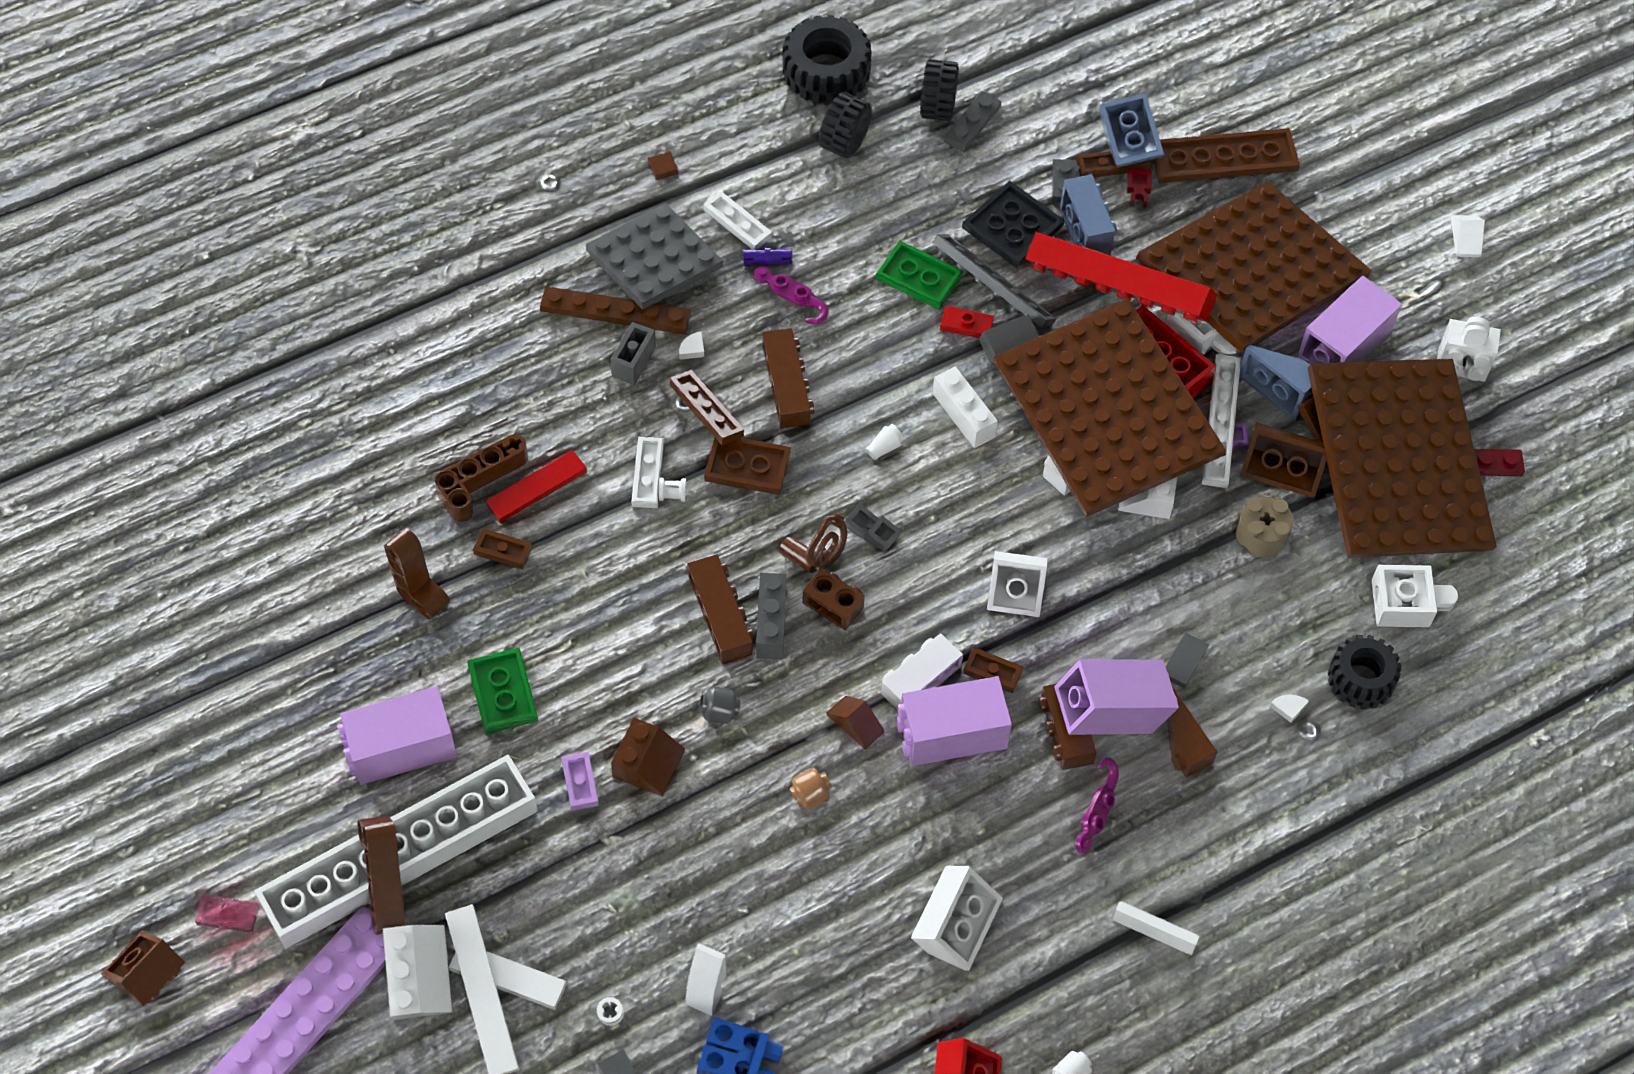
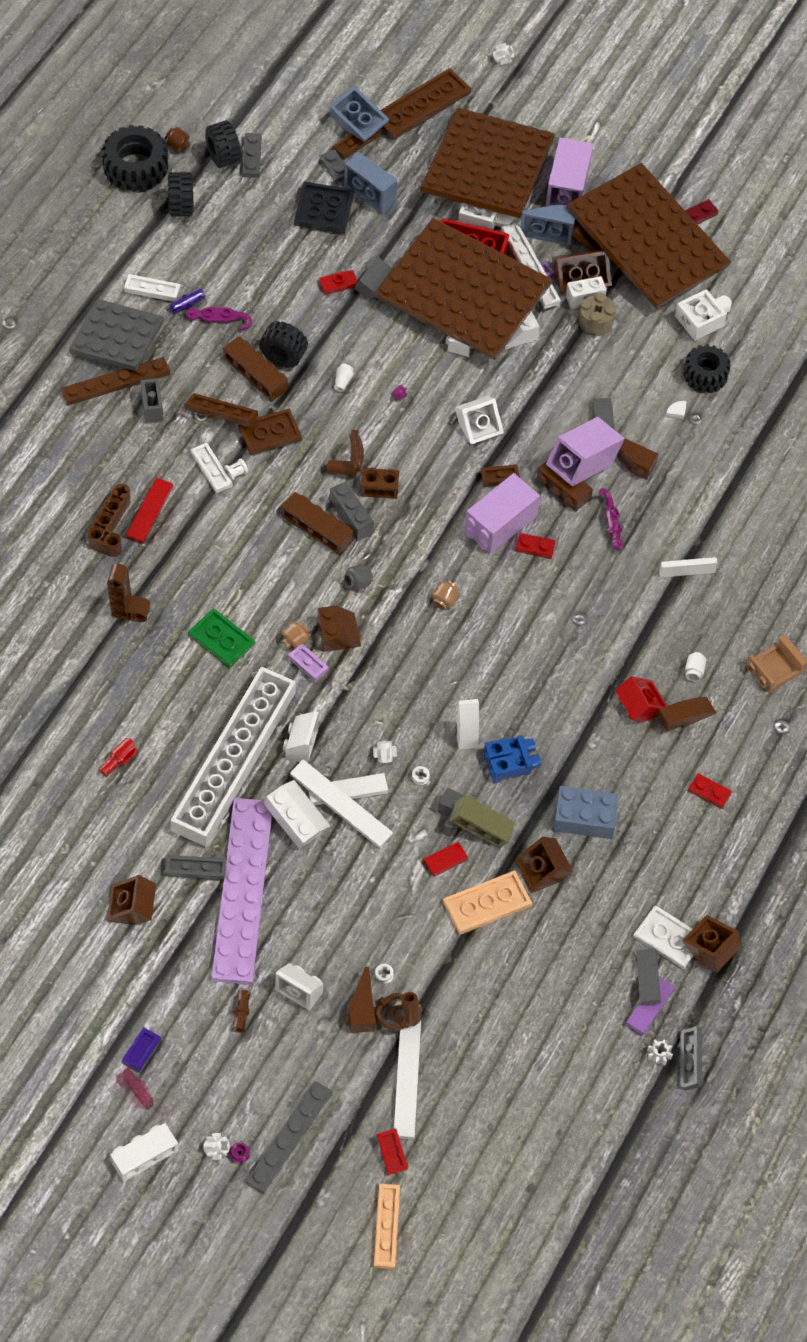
camera: 35 degrees left, 0 degrees up
(227, 914) = (157, 846): clear pink plate -> none
(250, 968) = (195, 867): none -> dark grey plate
(269, 773) = (119, 756): none -> red arm
(383, 872) = (242, 766): reddish brown beam -> none
(396, 736) = (184, 692): lavender brick -> none
(497, 876) = (302, 737): none -> white slope
(502, 548) = (158, 557): reddish brown plate -> none
(585, 953) = (385, 751): none -> white gear
(589, 737) = (295, 635): none -> medium nougat head
(663, 165) = (77, 276): reddish brown tile -> none
(692, 347) = (182, 379): white tile -> none
(835, 364) = (283, 344): none -> black tyre
(856, 720) = (442, 544): reddish brown slope -> none
(874, 530) = (373, 432): dark grey slope -> none
(895, 62) = (177, 139): none -> reddish brown head
(919, 275) = (288, 266): green tile -> none
(922, 671) = (460, 498): white brick -> none
(941, 497) = (399, 393): none -> magenta plate
(957, 916) = (576, 619): white slope -> none
(964, 407) = (376, 332): white brick -> none
(975, 787) = (535, 546): none -> red plate
(987, 276) = (330, 247): dark grey plate -> none
(1122, 277) = (418, 207): red brick -> none
(1139, 185) = (384, 146): dark red plate -> none
(1267, 483) = (581, 289): none -> white brick
(1371, 141) = (503, 53): none -> white gear
(1467, 235) = (596, 84): white slope -> none
(1473, 343) = (646, 149): white brick -> none

